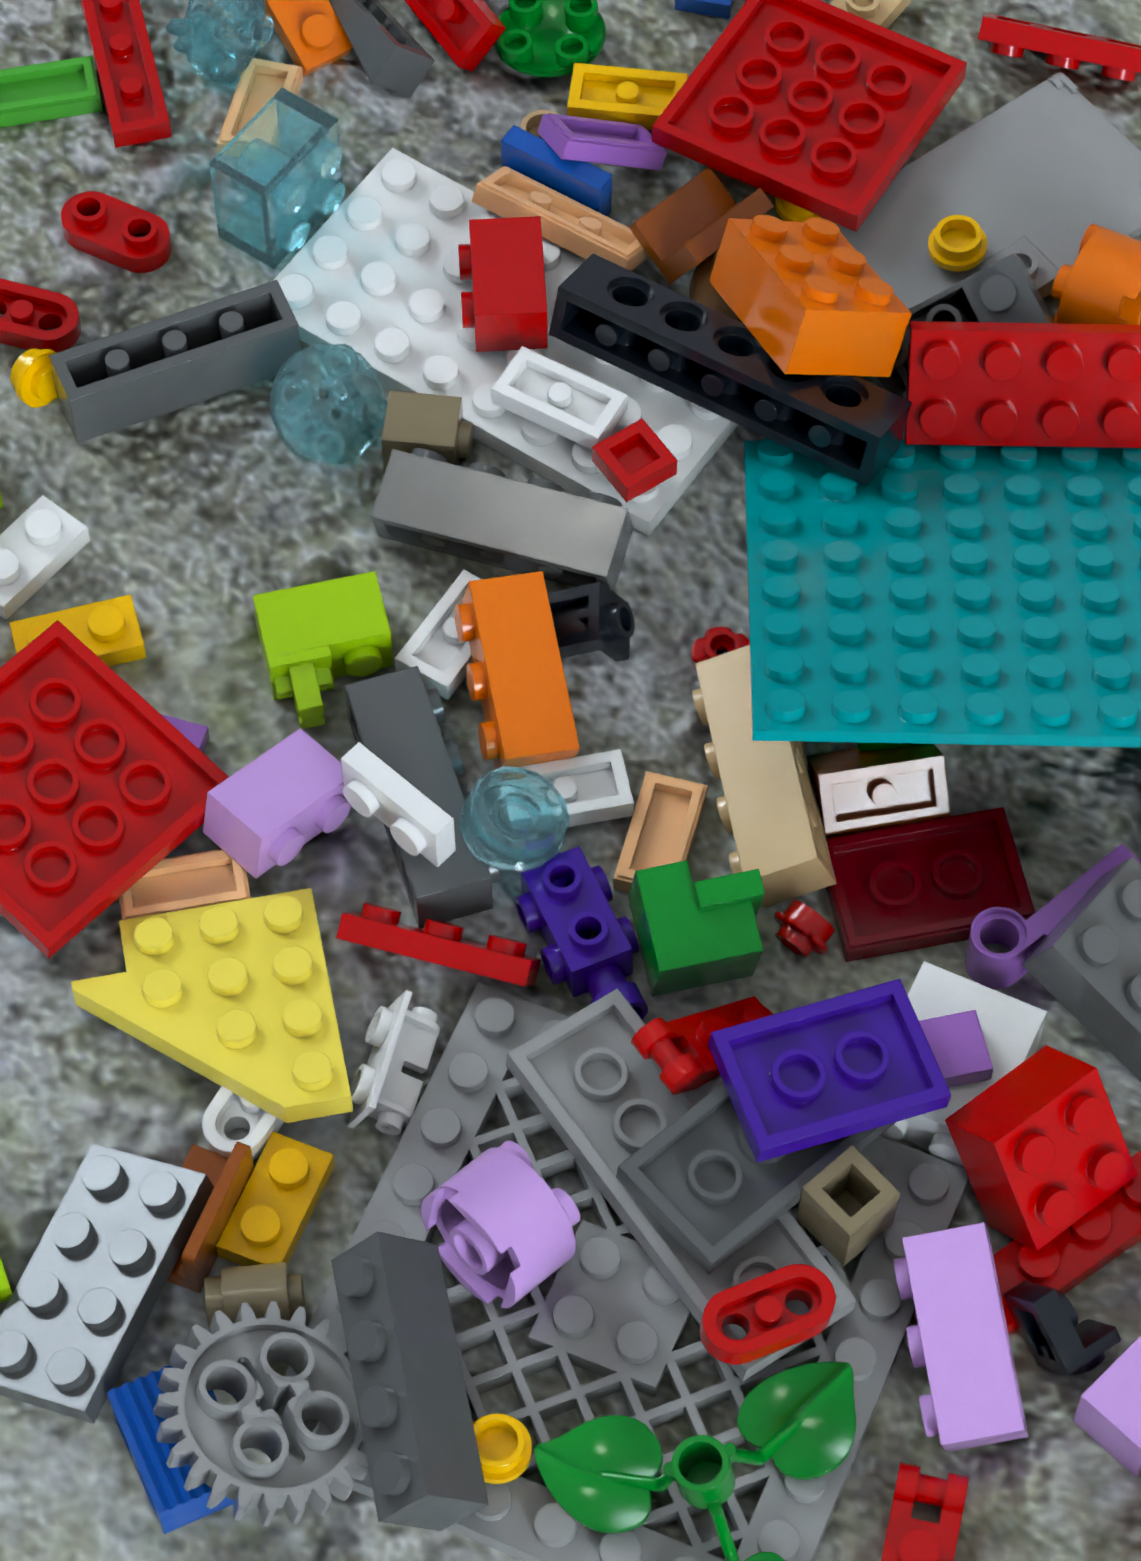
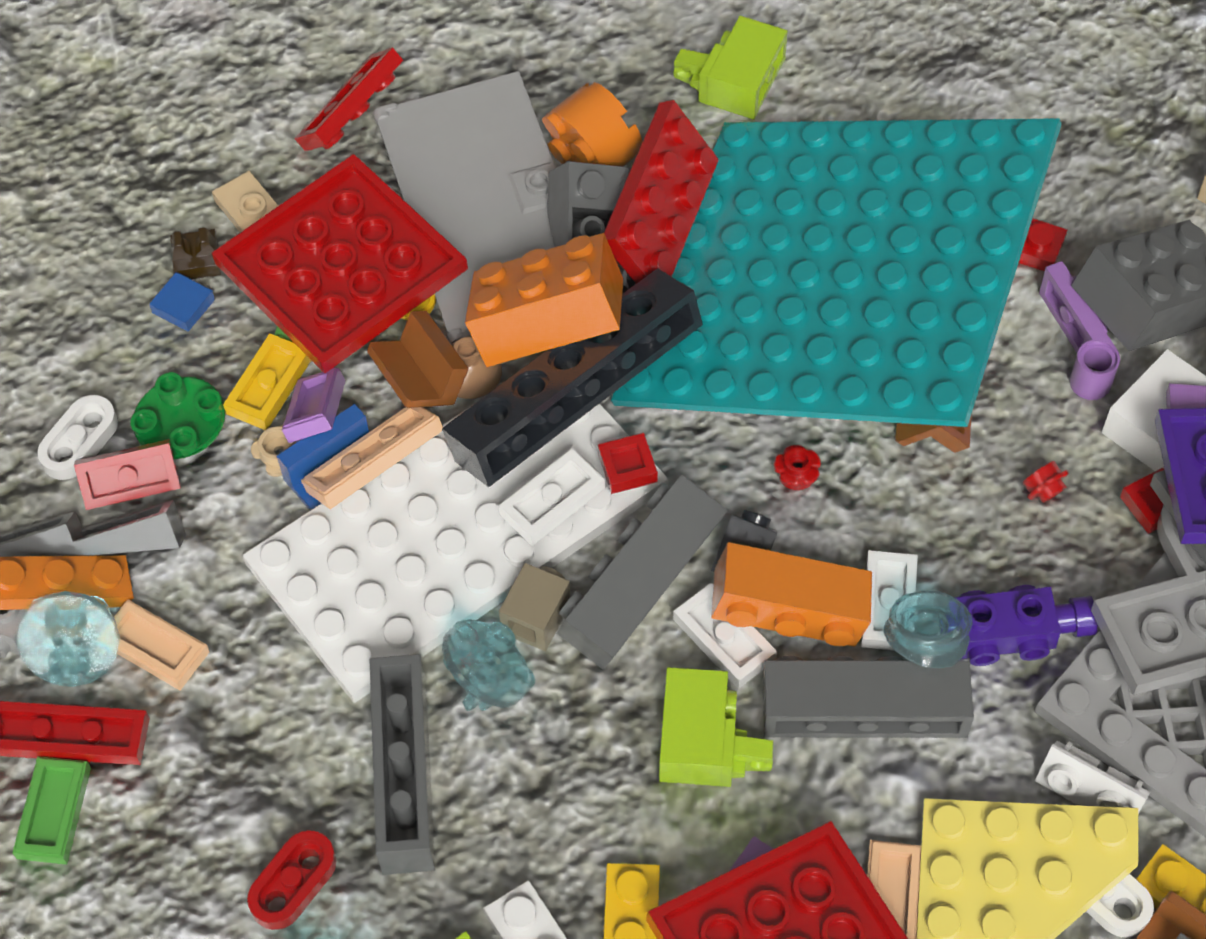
camera: 70 degrees left, 0 degrees up
(34, 378) = (363, 880): yellow plate -> none
(112, 231) = (233, 787): red plate -> none
(277, 804) = (848, 789): lavender brick -> none
(278, 178) = (256, 635): clear light blue brick -> none
(411, 816) = (890, 709): white plate -> none
(439, 944) = (1005, 720): red plate -> none
(507, 284) = (432, 500): red brick -> none
(661, 826) = (940, 551): light nougat tile -> none
(682, 1044) = (1147, 556): red plate -> none
(695, 930) = (1048, 538): green plate -> none
(765, 786) = (919, 464): tan brick -> none
(923, 882) = (1024, 404): dark red tile -> none
(957, 243) = (507, 211): yellow plate -> none

